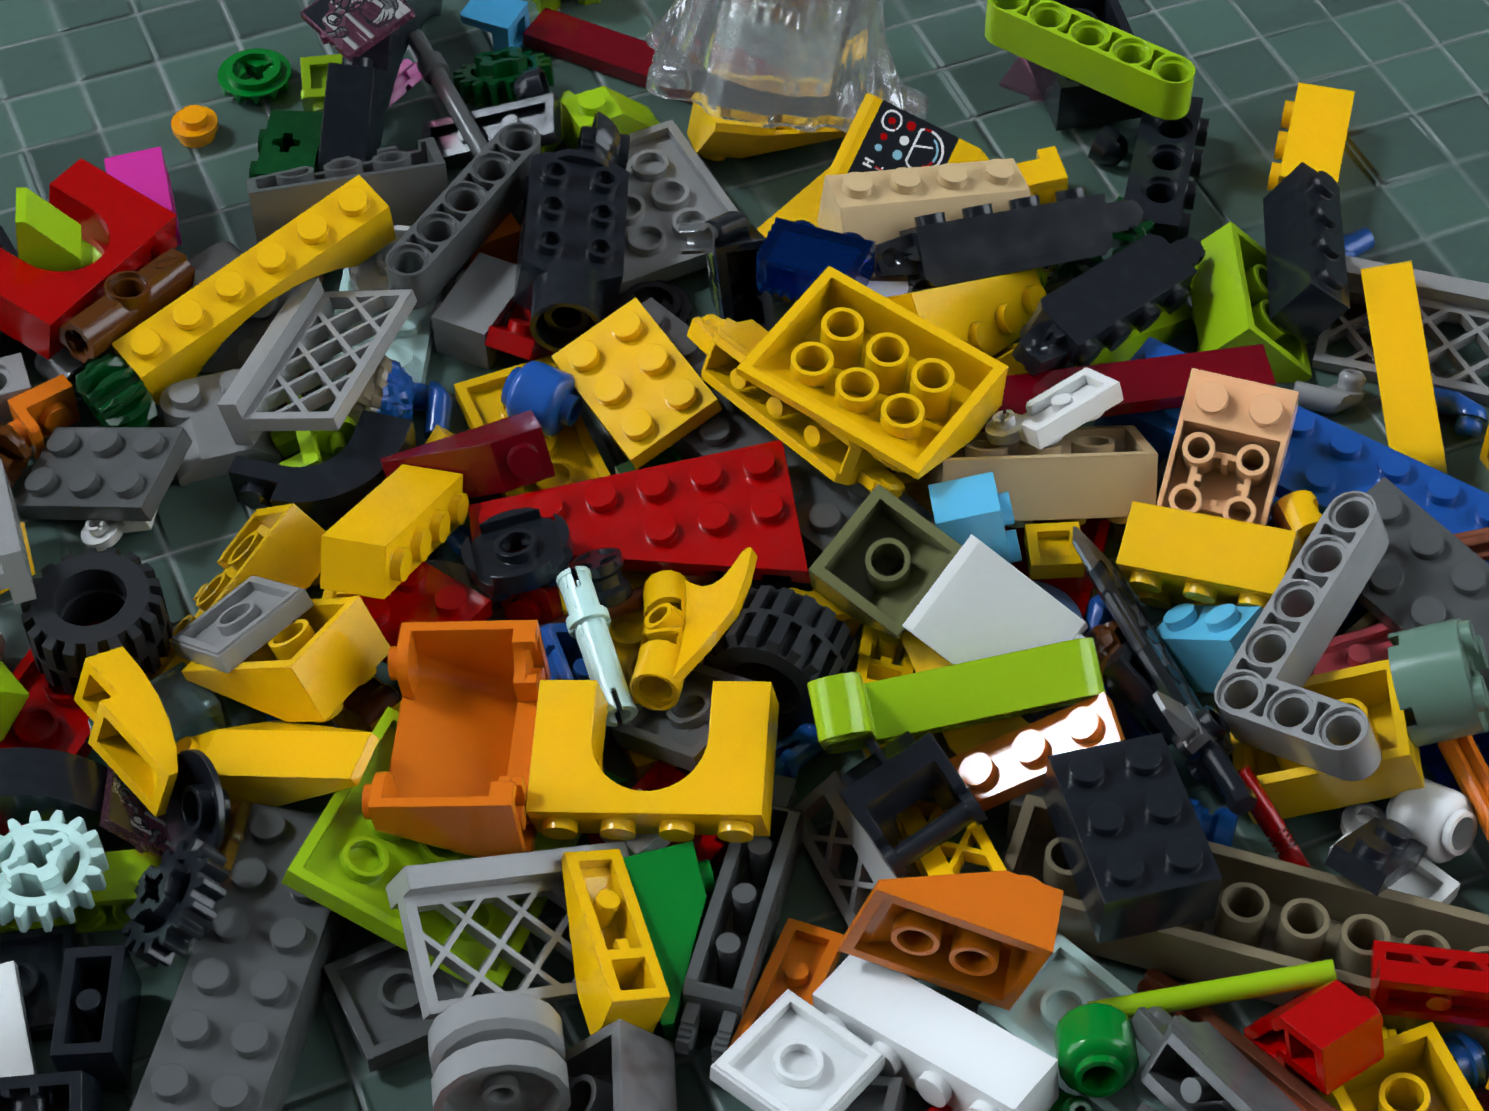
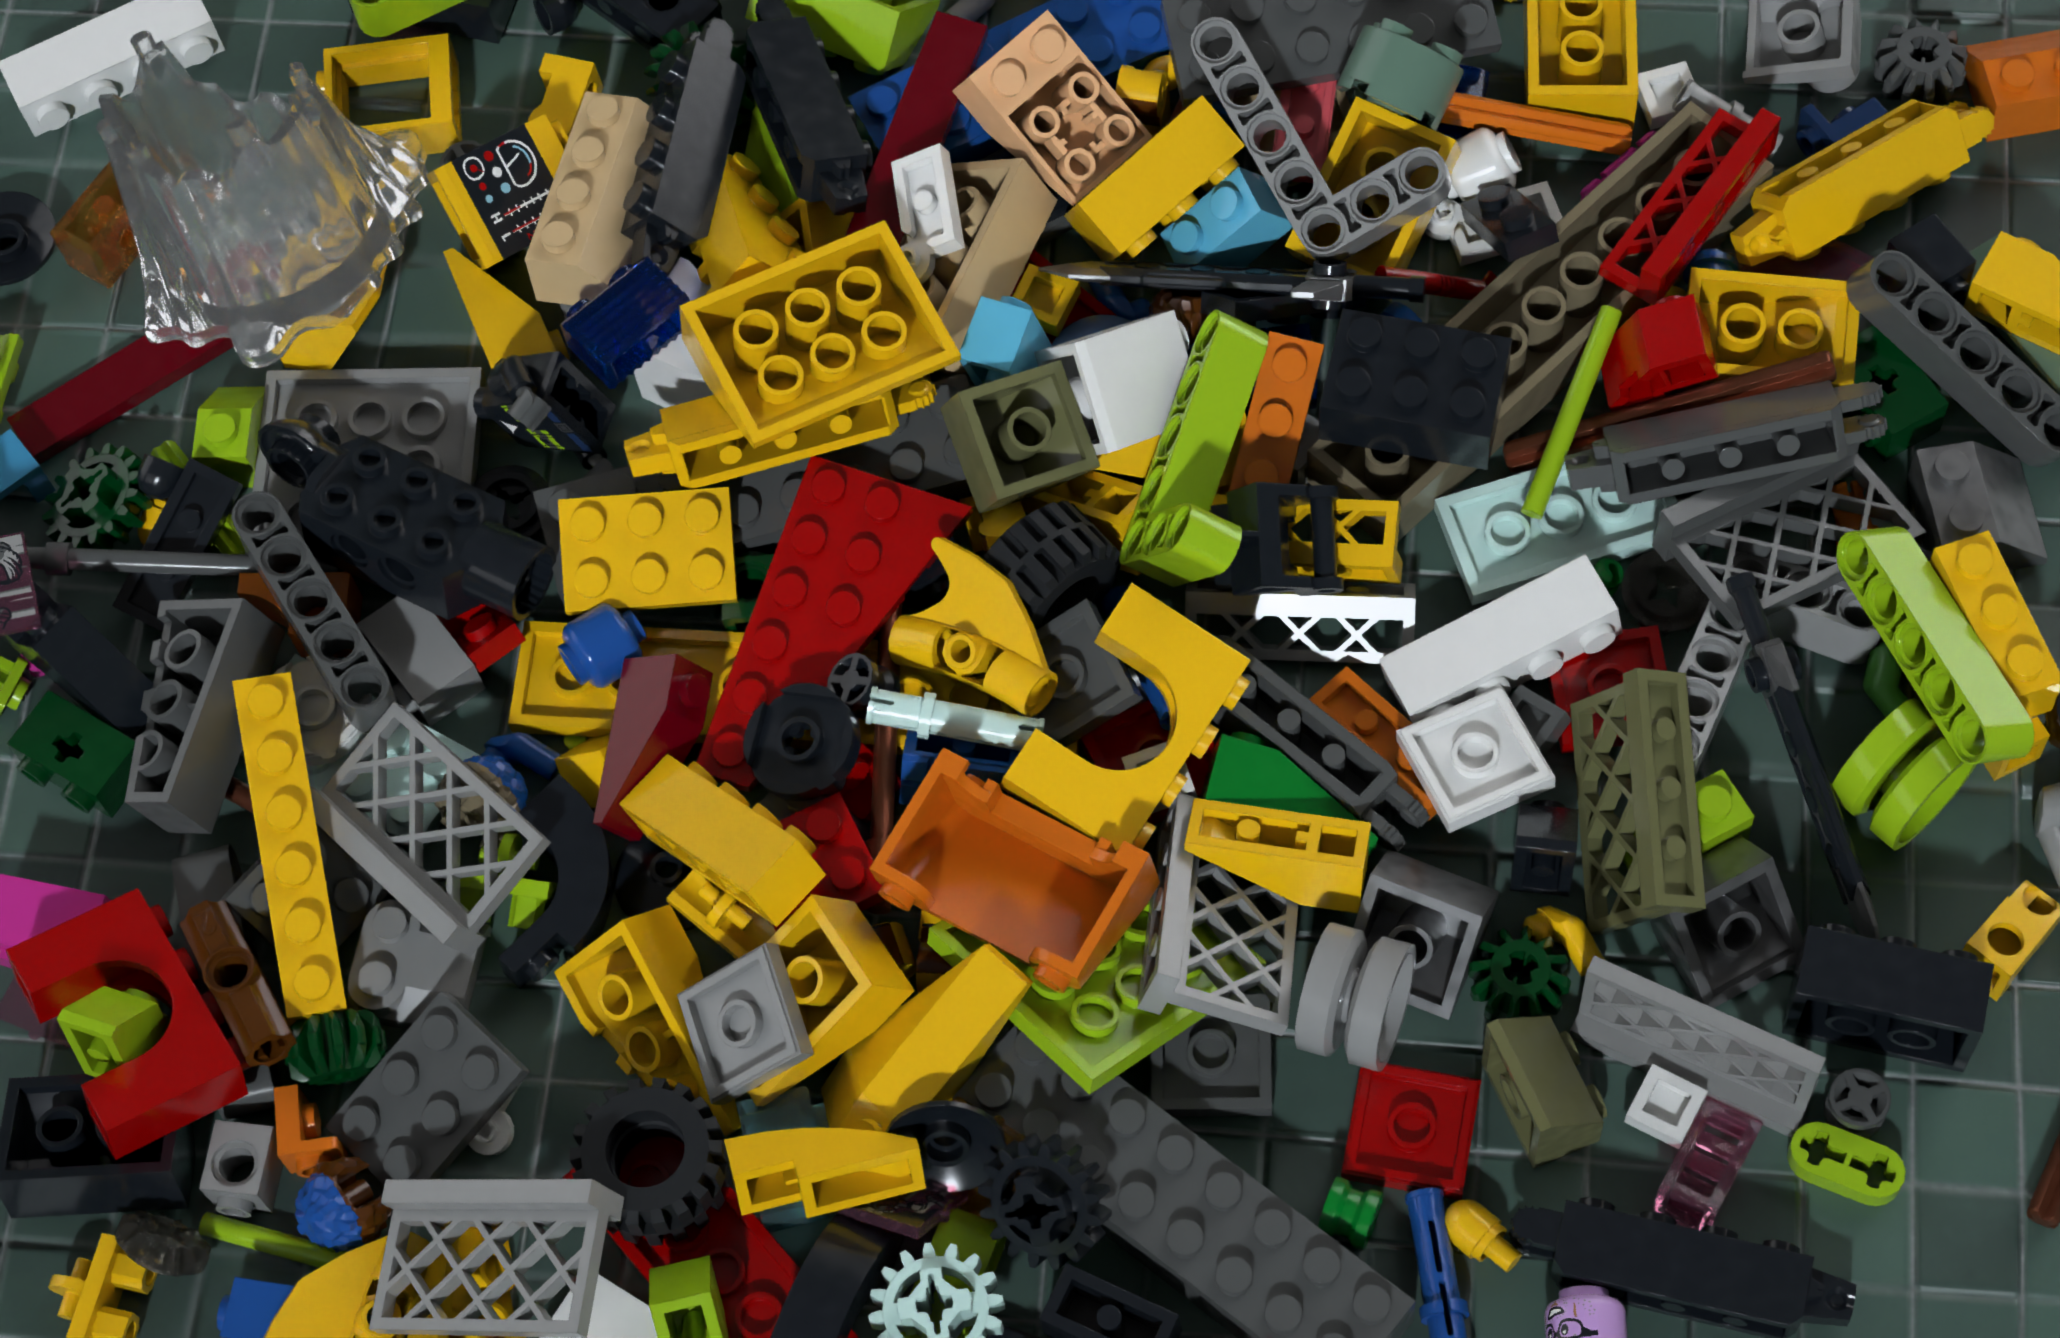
camera: 55 degrees left, 15 degrees up
(960, 931) = (1448, 554): orange slope -> none
(992, 108) = (399, 61): none -> yellow window
(1096, 1049) = (1578, 523): green head -> none

